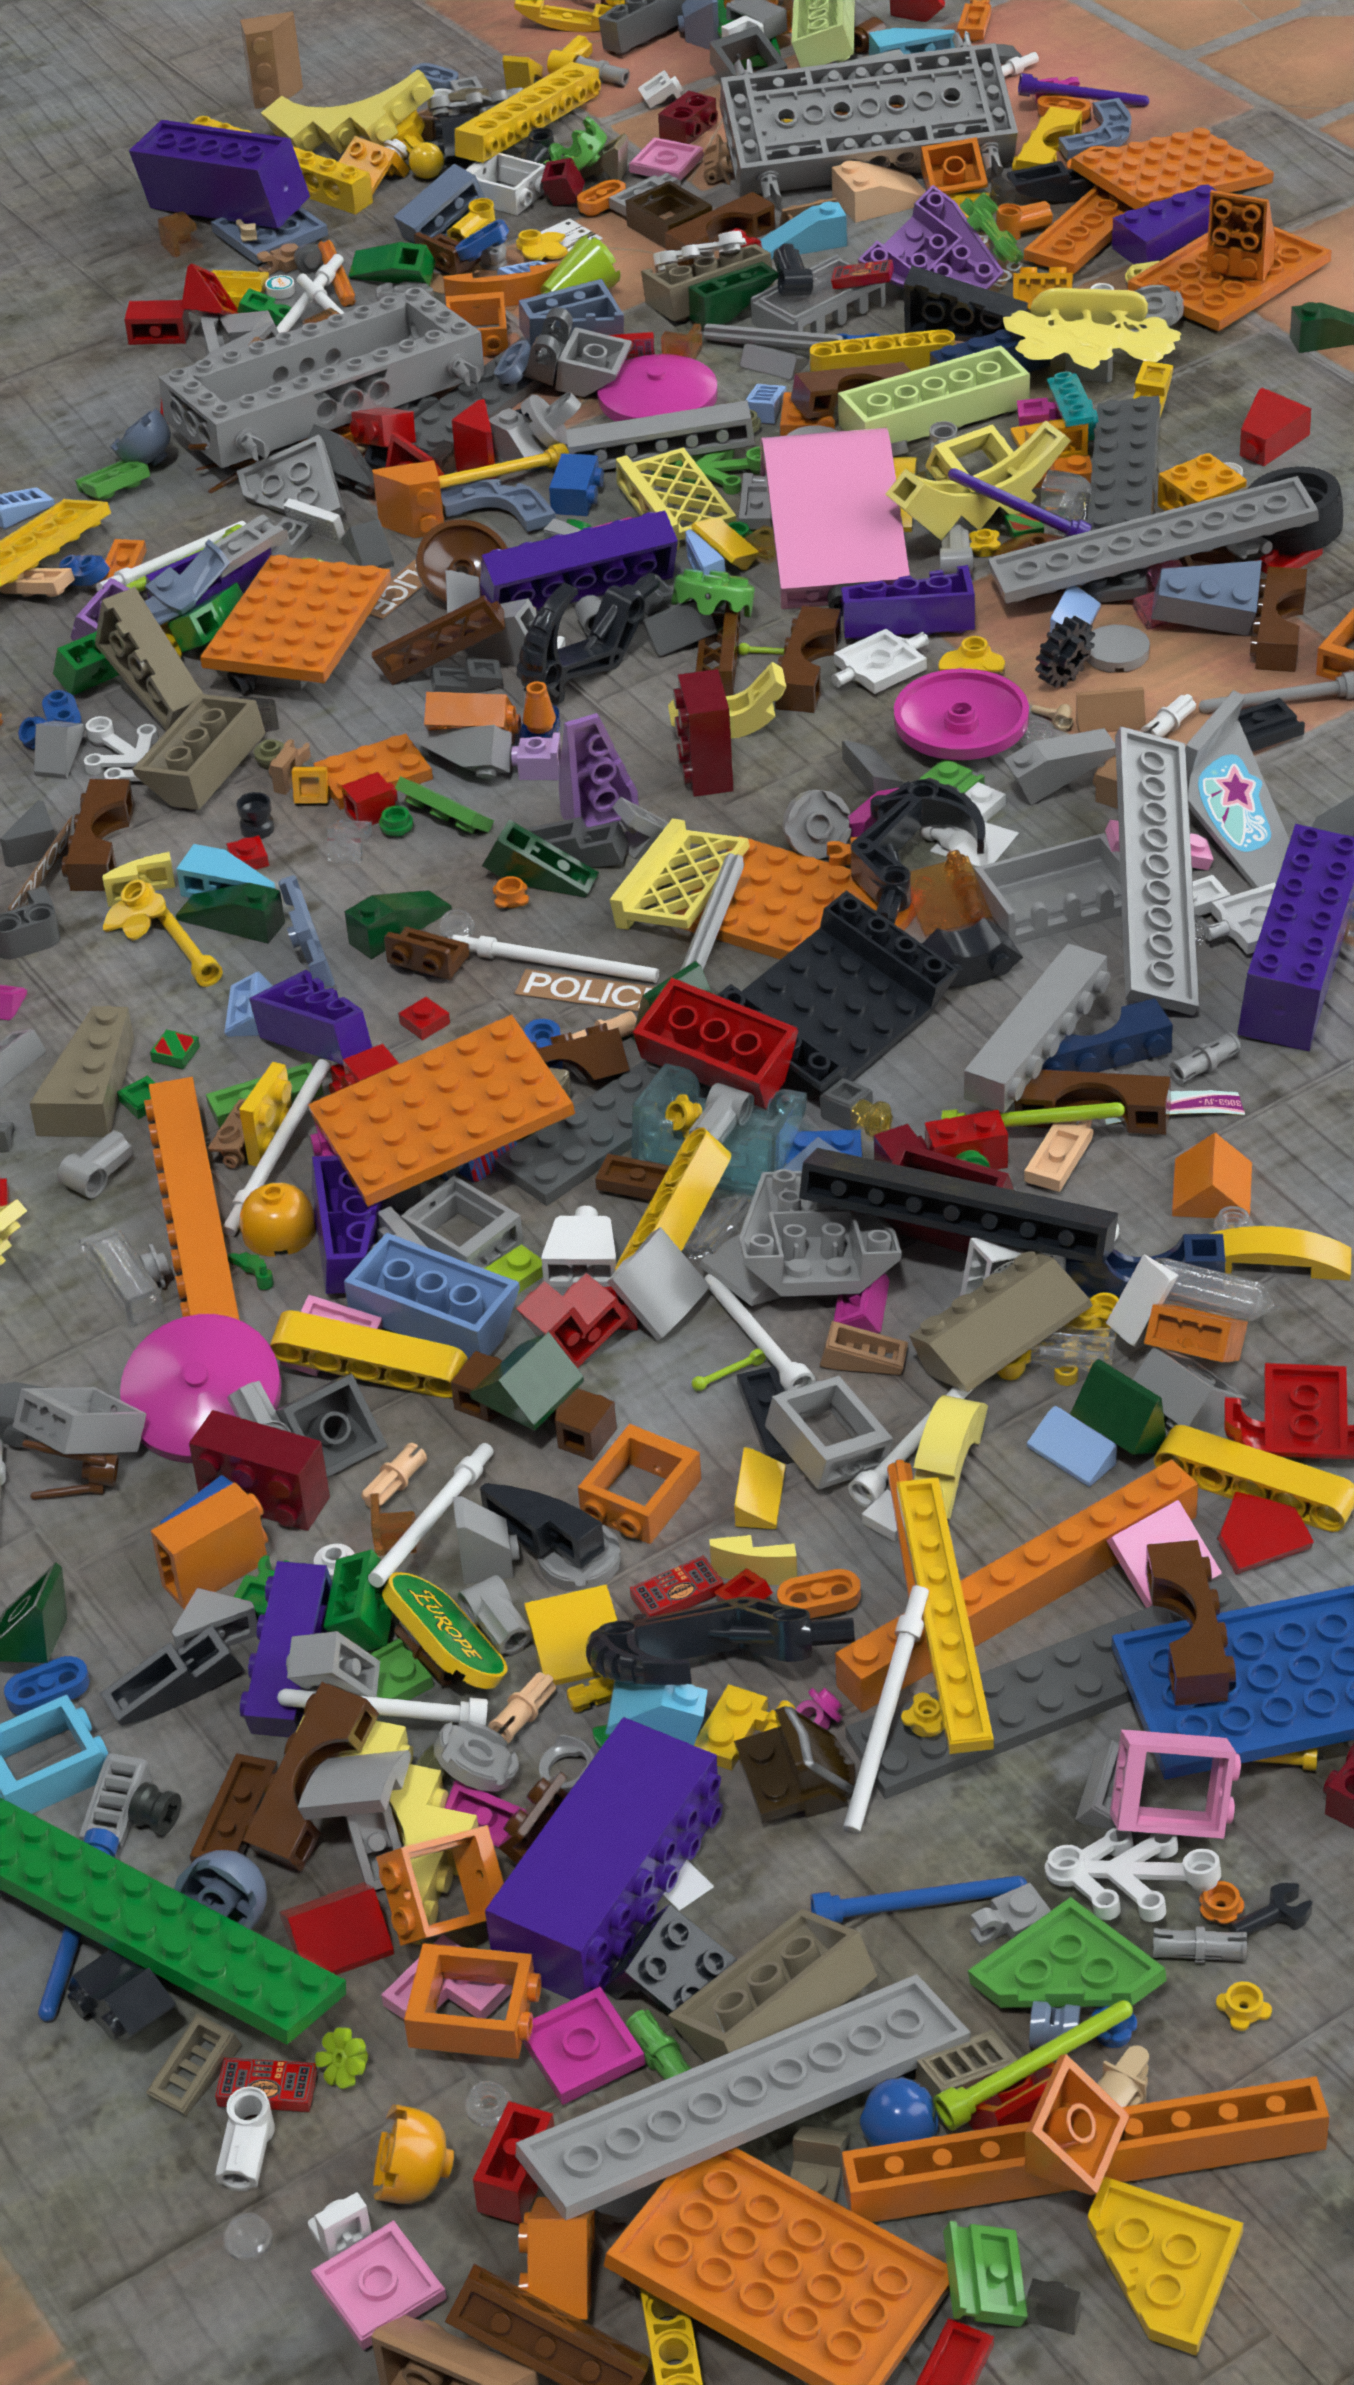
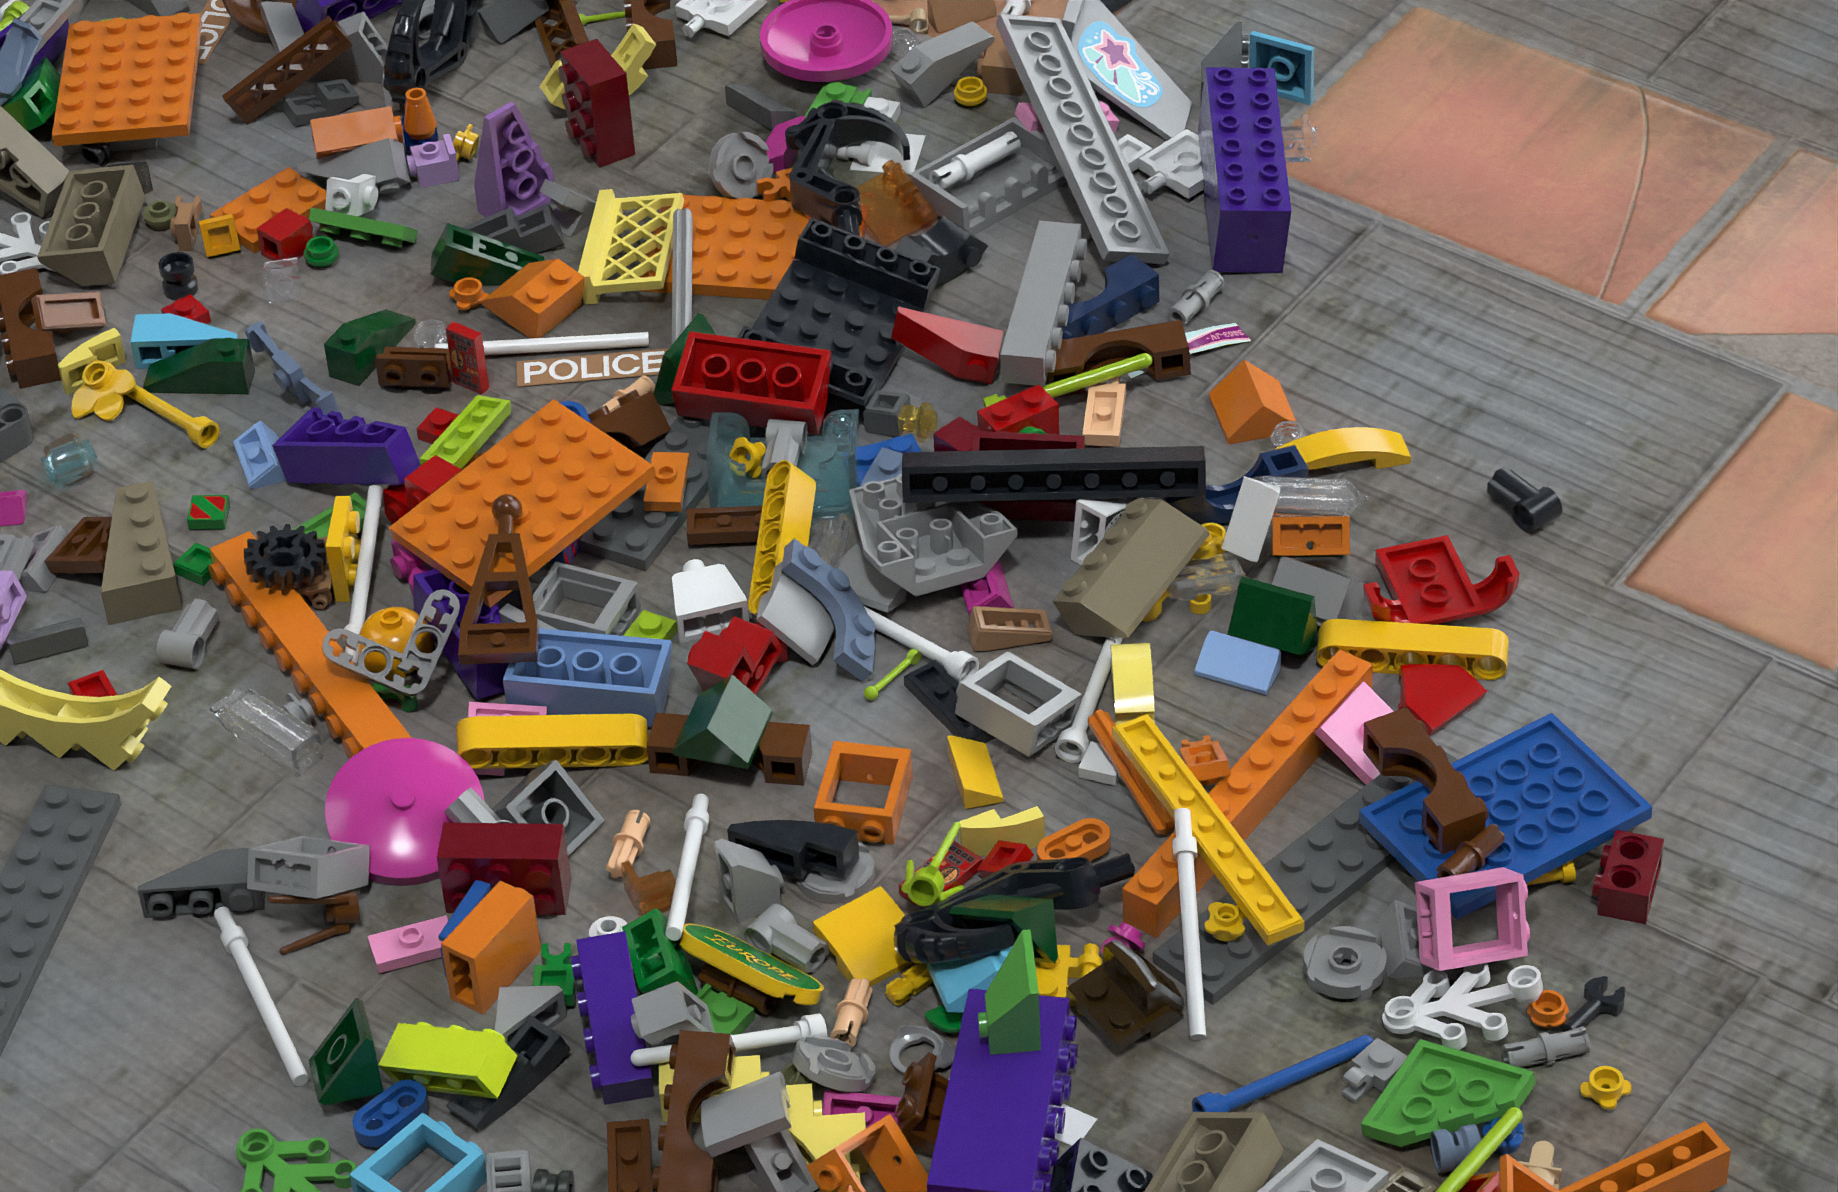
camera: 20 degrees left, 0 degrees up
(39, 1057) = (83, 548): none -> reddish brown wing
(73, 968) = (68, 460): none -> clear light blue head
(115, 1647) = (449, 1059): none -> neon yellow brick
(135, 1519) = (407, 944): none -> bright pink plate
(138, 827) = (68, 312): none -> tile
(203, 1109) = (285, 557): none -> black gear
(271, 1236) = (411, 655): none -> light grey beam
(361, 1244) = (500, 641): none -> reddish brown plate
(438, 1027) = (469, 430): none -> lime plate
(443, 774) = (352, 195): none -> white bracket
(470, 955) = (467, 357): none -> red tile
(569, 911) = (538, 297): none -> orange slope
(598, 1121) = (668, 487): none -> orange plate
(649, 1592) = (927, 883): none -> lime plant
(649, 1745) = (1013, 1003): none -> bright green slope
(706, 1282) = (832, 587): none -> sand blue plate
(715, 1659) = (1020, 913): none -> dark green slope
(932, 1045) = (952, 344): none -> red slope
(982, 1540) = (1205, 760): none -> orange plate
(1033, 872) = (964, 166): none -> white pin
(1033, 1814) = (1340, 981): none -> light grey plate
(1080, 798) = (970, 91): none -> yellow plate
(1201, 1715) = (1472, 854): none -> reddish brown axle

